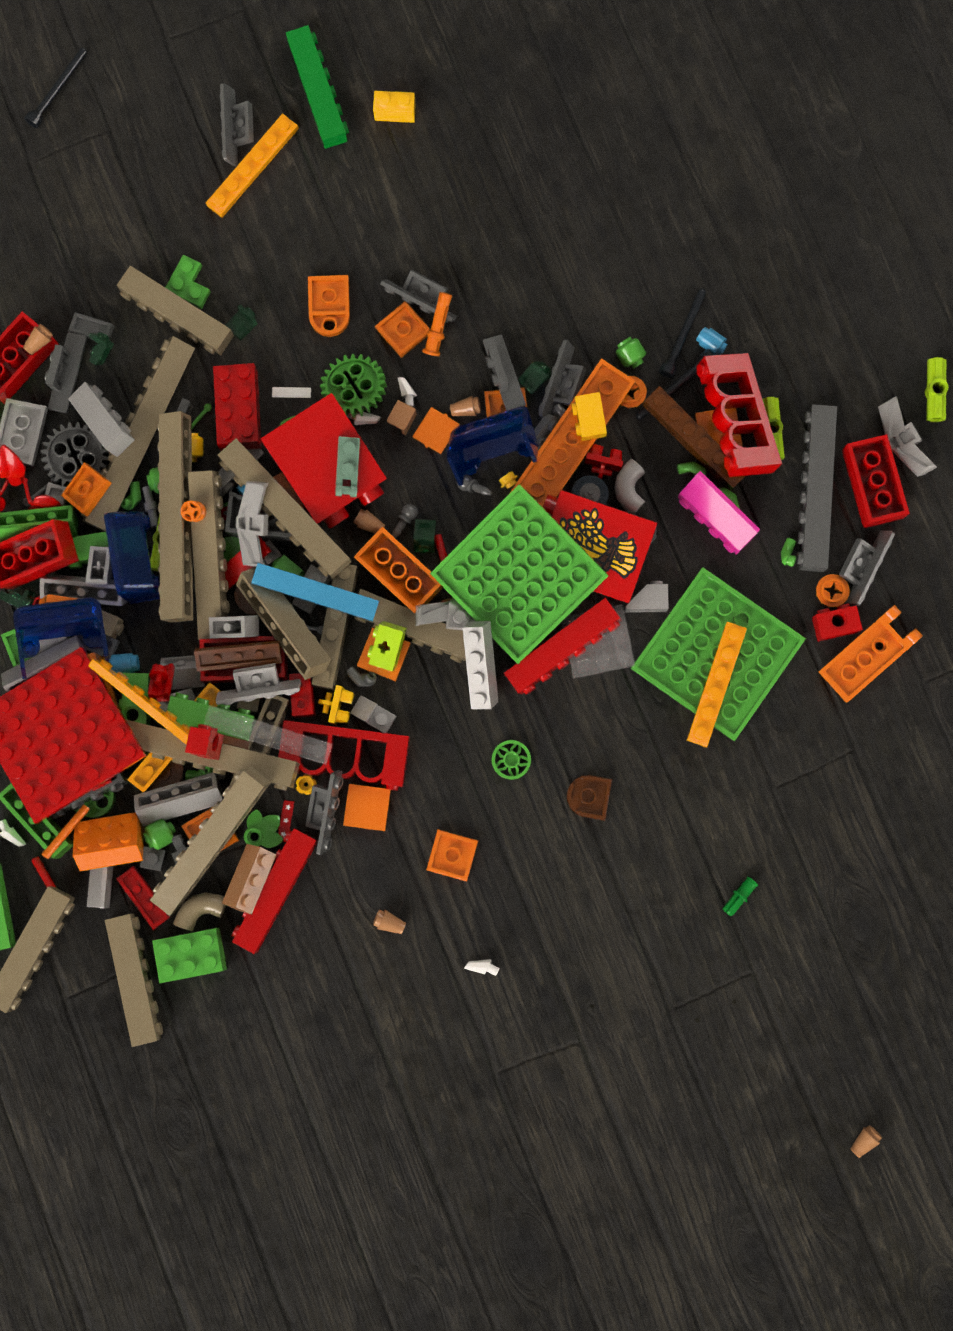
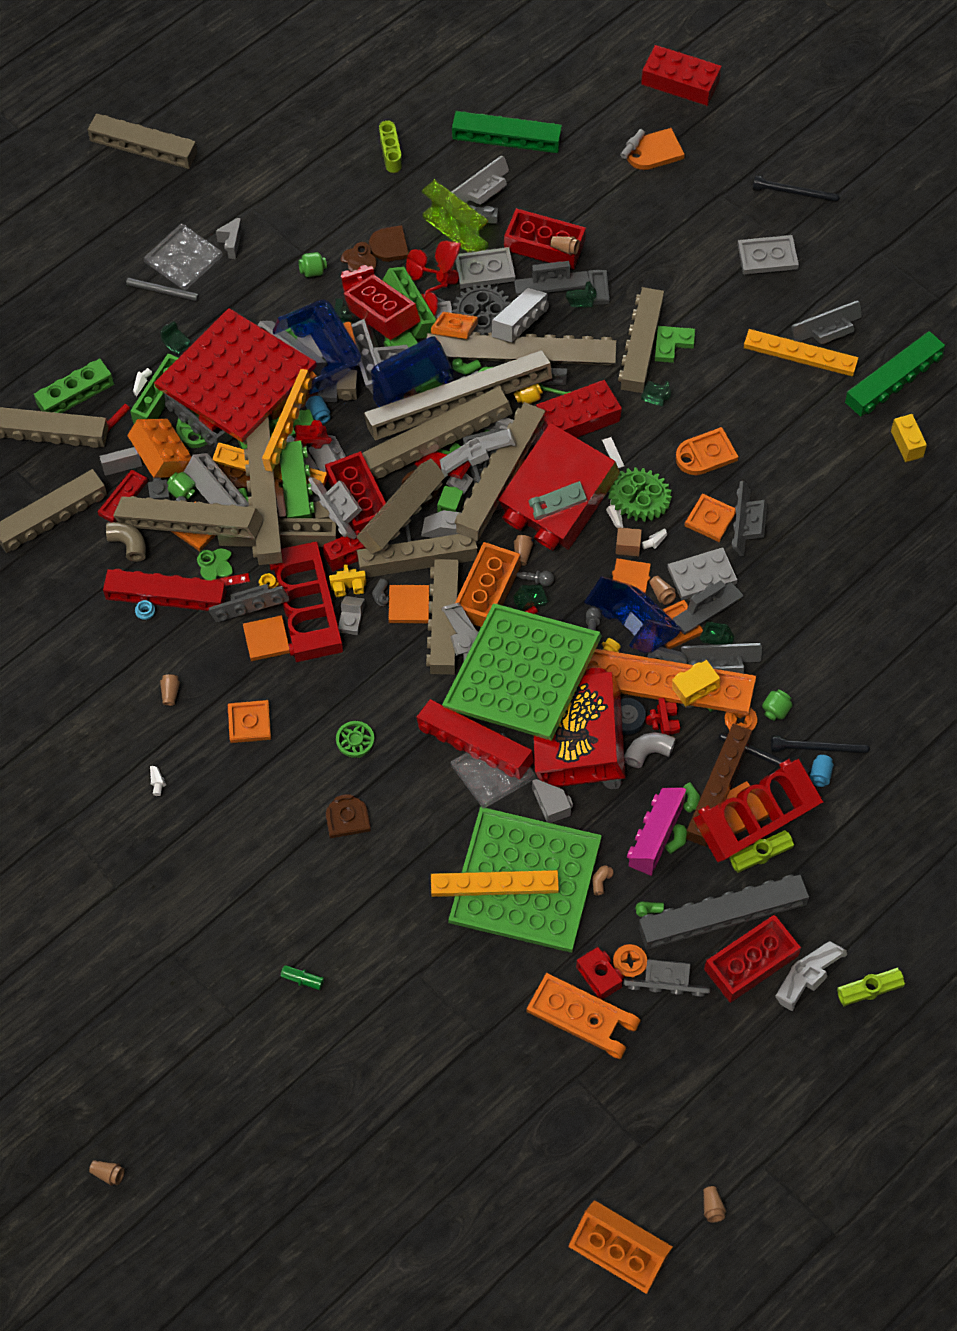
camera: 65 degrees right, 20 degrees down
(65, 831) = (156, 411): orange bar -> none
(125, 147) = (767, 254): none -> light grey plate
(189, 508) = (468, 396): orange wheel -> none
(189, 955) = (85, 544): bright green brick -> none
(204, 742) = (268, 472): red brick -> none
(234, 626) = (382, 472): light grey slope -> none
(238, 655) = (357, 481): reddish brown plate -> none
(249, 879) = (167, 563): medium nougat brick -> none
(268, 734) = (297, 528): clear plate -> none
(281, 920) = (142, 605): none -> medium azure plate
(315, 592) = (438, 520): dark azure tile -> none
(394, 636) = (415, 596): lime brick -> none
(436, 334) = (716, 539): orange pin -> none
(461, 363) = (699, 571): none -> light grey plate
(480, 664) = (428, 674): brick -> none
(741, 586) = (598, 878): none -> medium nougat arm

